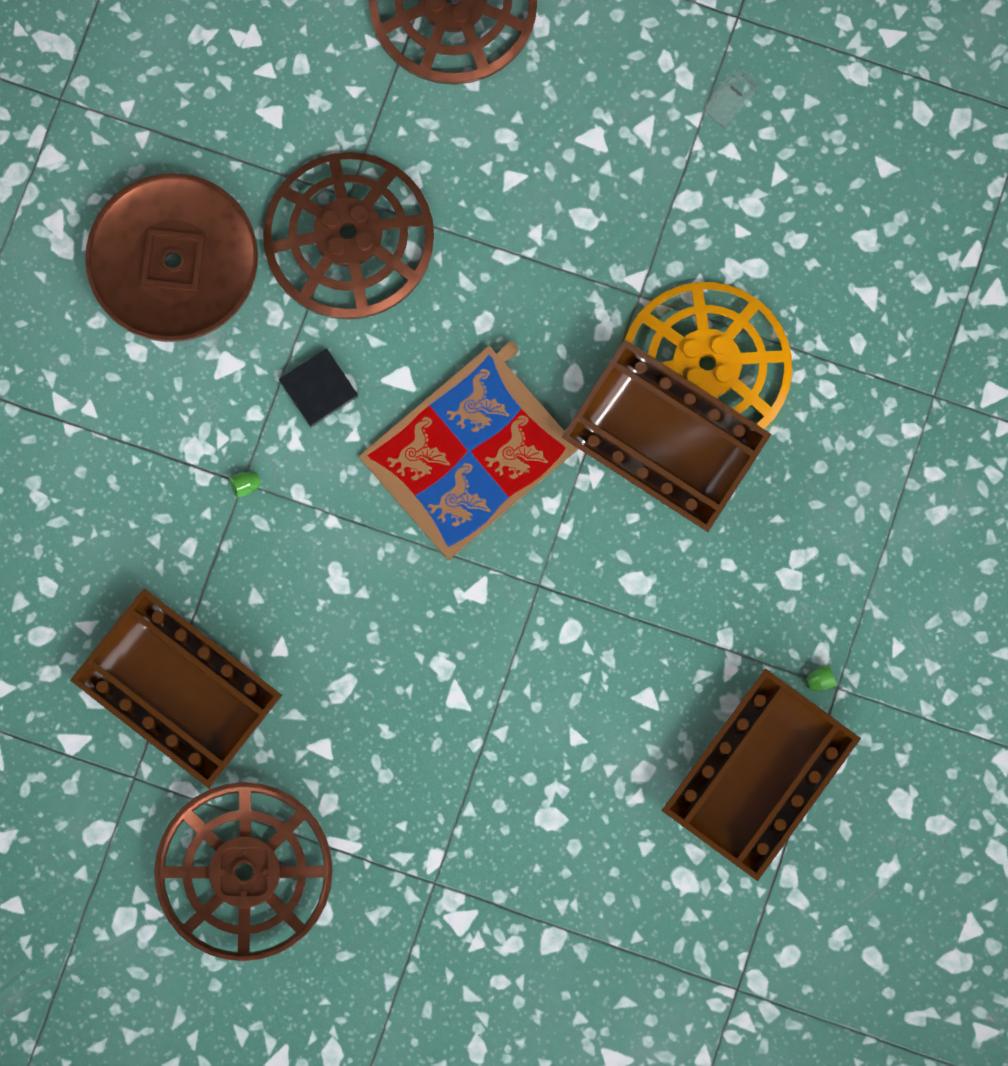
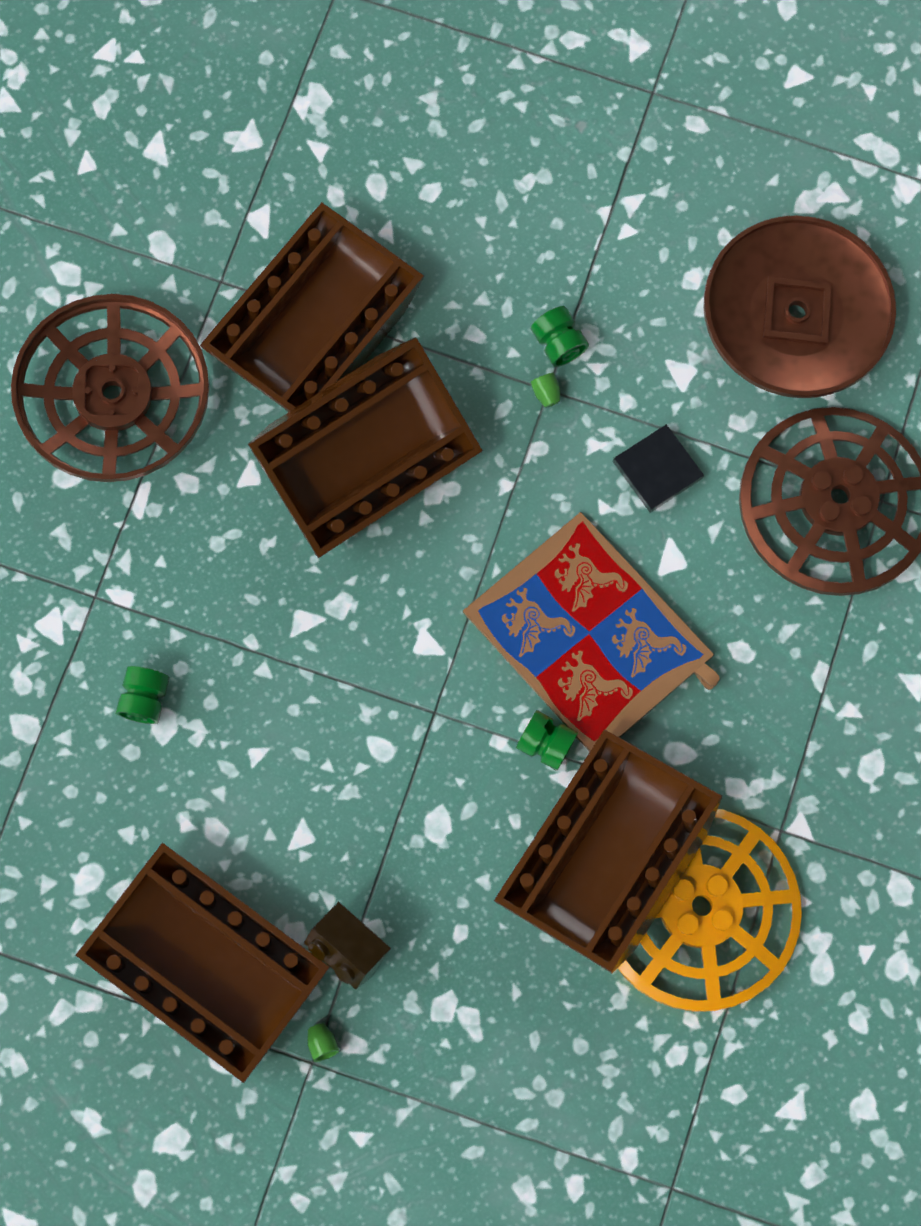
camera: 85 degrees right, 5 degrees down
(196, 470) = (558, 335): none -> green wheel
(307, 640) = (364, 445): none -> reddish brown slope
(527, 835) = (142, 695): none -> green wheel
(566, 488) = (546, 740): none -> green wheel
(748, 654) = (347, 946): none -> dark brown slope

